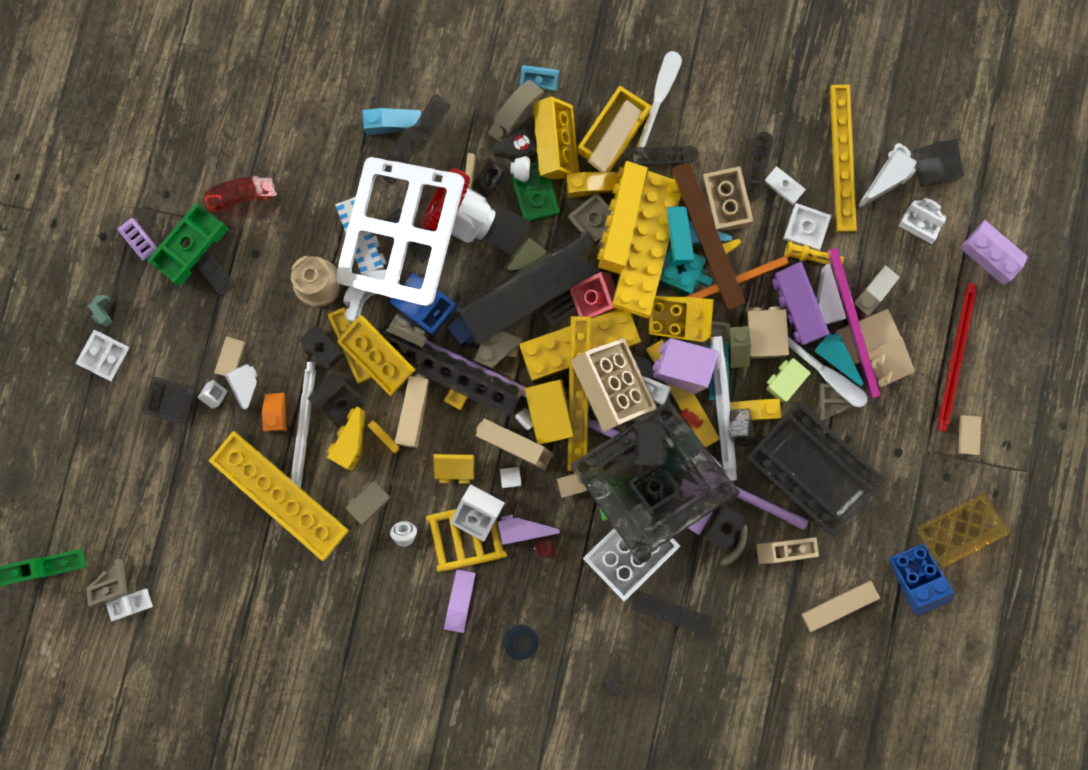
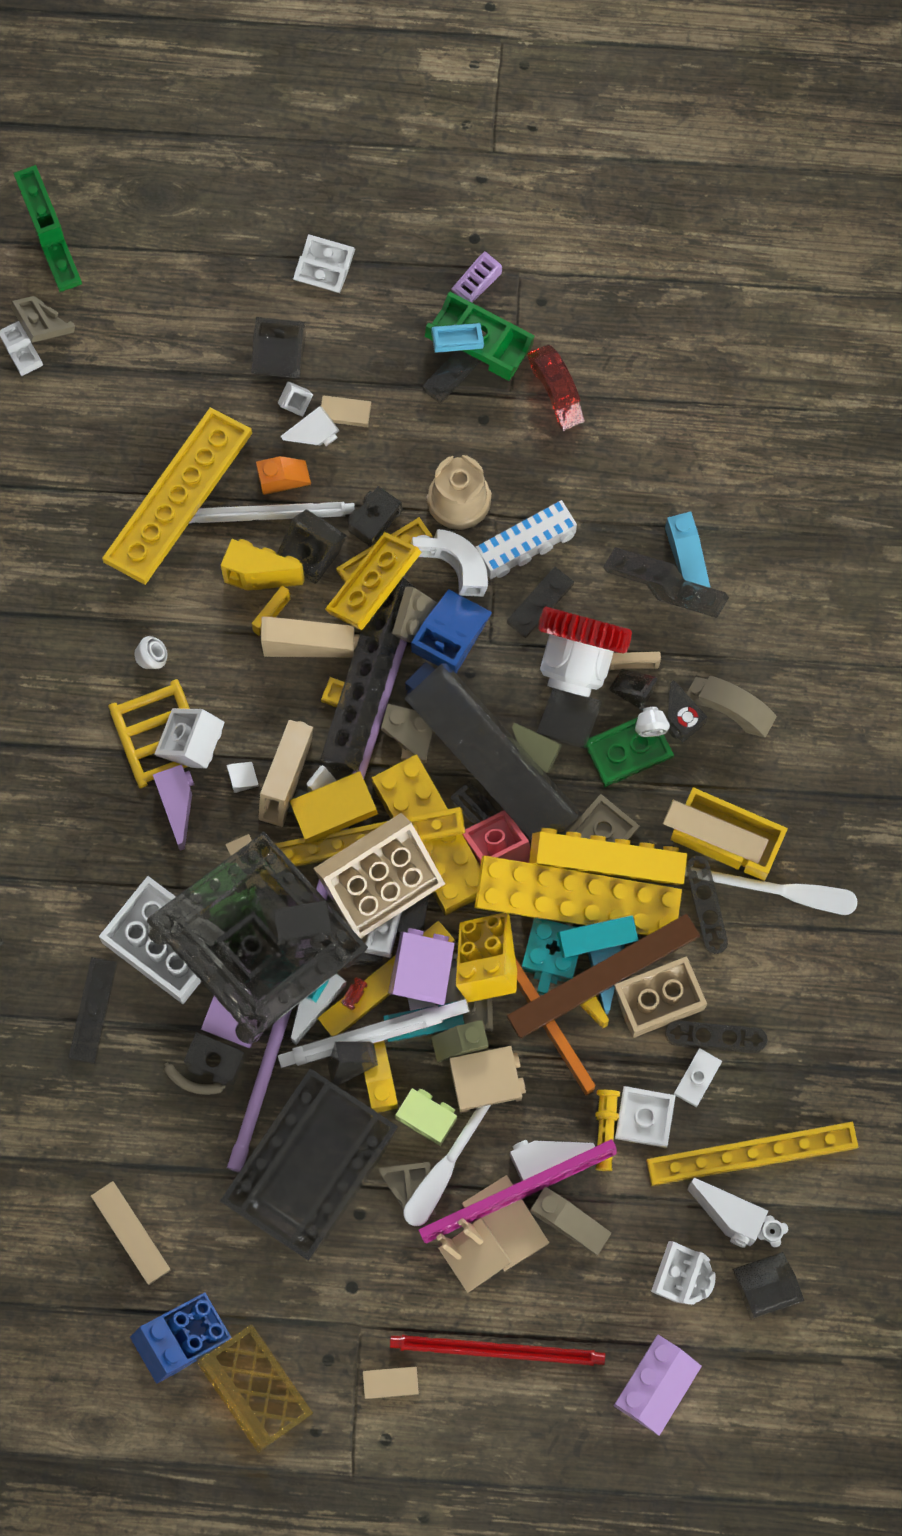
camera: 85 degrees right, 10 degrees down
(99, 314) = (377, 249): sand green bracket -> none
(188, 259) = (457, 337): none -> medium azure tile
(367, 502) = (185, 604): dark tan brick -> none
(402, 232) = (533, 578): white window -> none
(454, 467) = (244, 701): yellow slope -> none
(459, 601) = (73, 736): lavender slope -> none
(521, 642) = (31, 820): black wheel -> none
(543, 77) = (785, 732): medium azure slope -> none
(544, 548) = (156, 832): clear red tile -> none
(555, 138) = (701, 761): yellow slope -> none
(589, 183) = (649, 814): yellow slope -> none
(787, 550) = (196, 1149): tan slope -> none
(800, 304) = (532, 1116): medium lavender slope -> none
(837, 354) = (470, 1179): teal slope -> none

